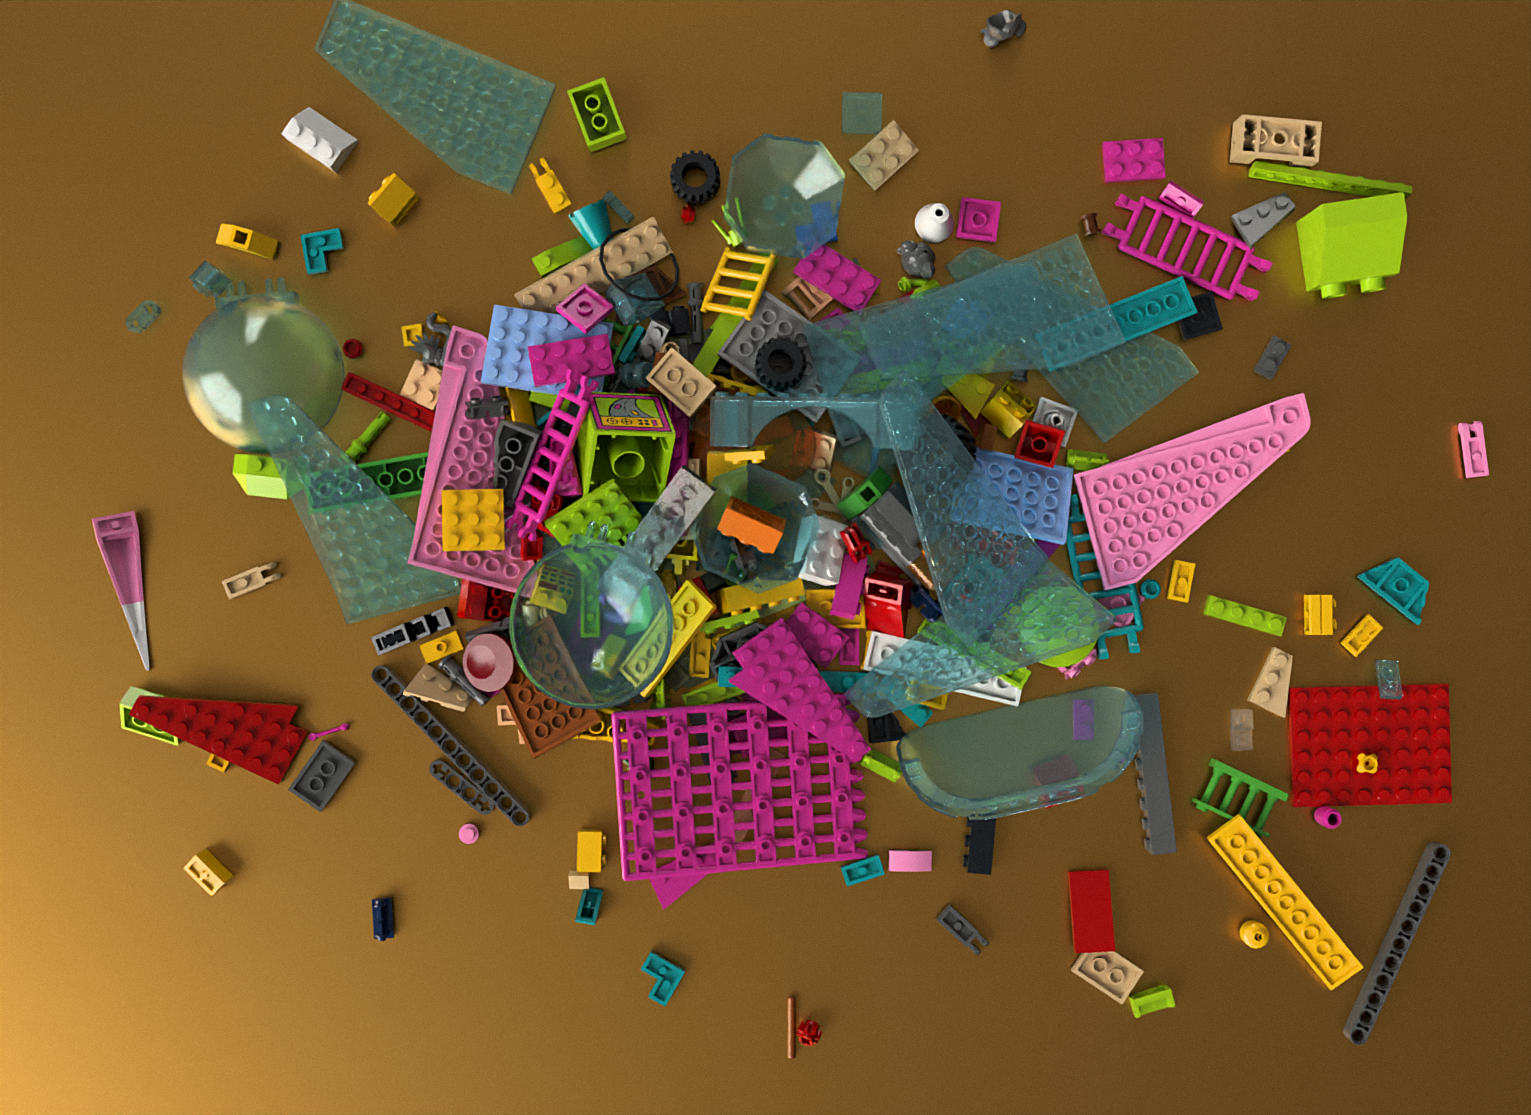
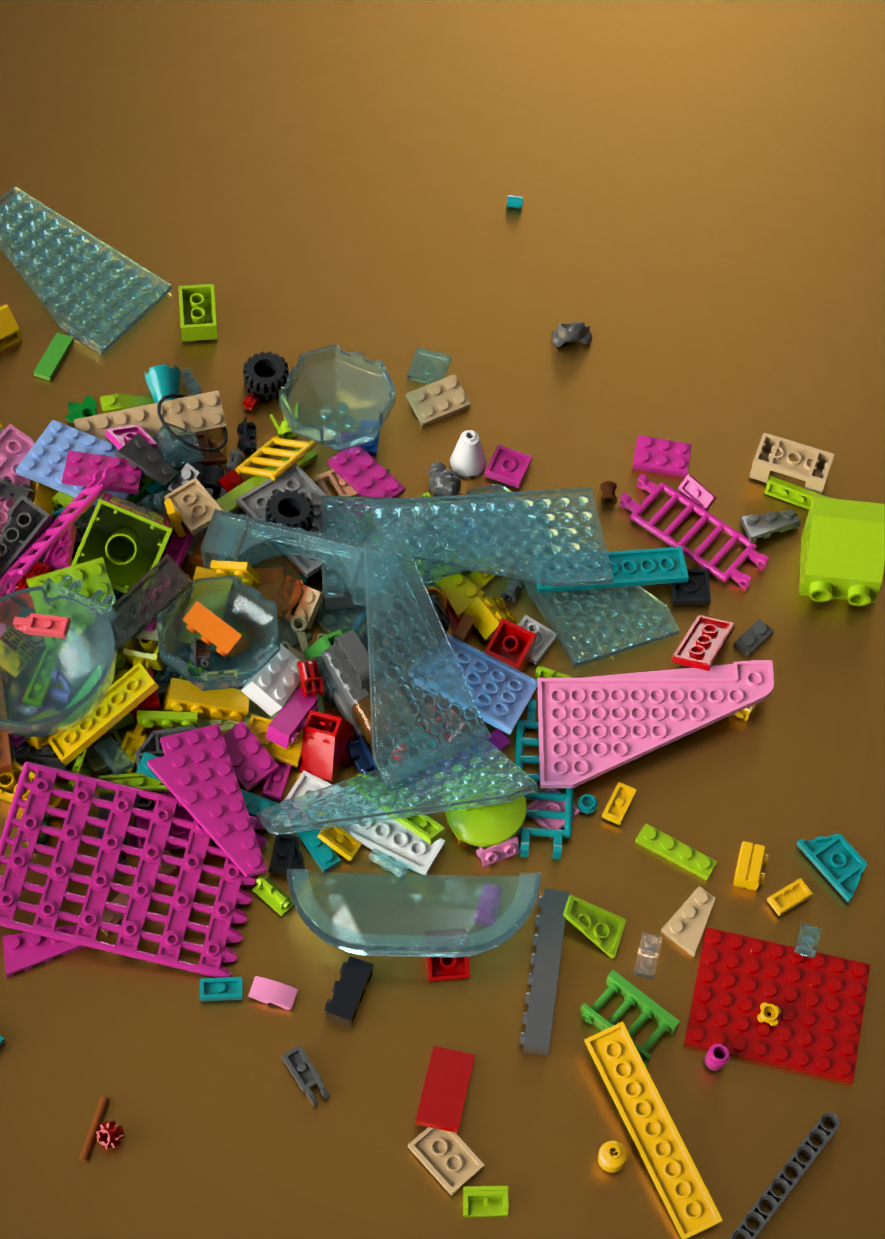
camera: 10 degrees right, 30 degrees down
(461, 211) = (53, 356): none -> bright green tile
(514, 271) = (81, 410): none -> green plate
(551, 188) = (137, 357): yellow hinge -> none
(585, 580) = (43, 625): none -> coral hinge
(608, 332) = (144, 456): none -> dark grey wing
(668, 407) = (175, 517): none -> yellow plate
(690, 672) = (113, 756): none -> clear light blue tile
(699, 268) = (245, 432): none -> black hinge
(701, 323) = (230, 480): none -> red plate
(980, 705) = (388, 863): none -> clear light blue pin
(1189, 715) = (595, 923): none -> lime wing
(1228, 385) = (703, 642): none -> tile

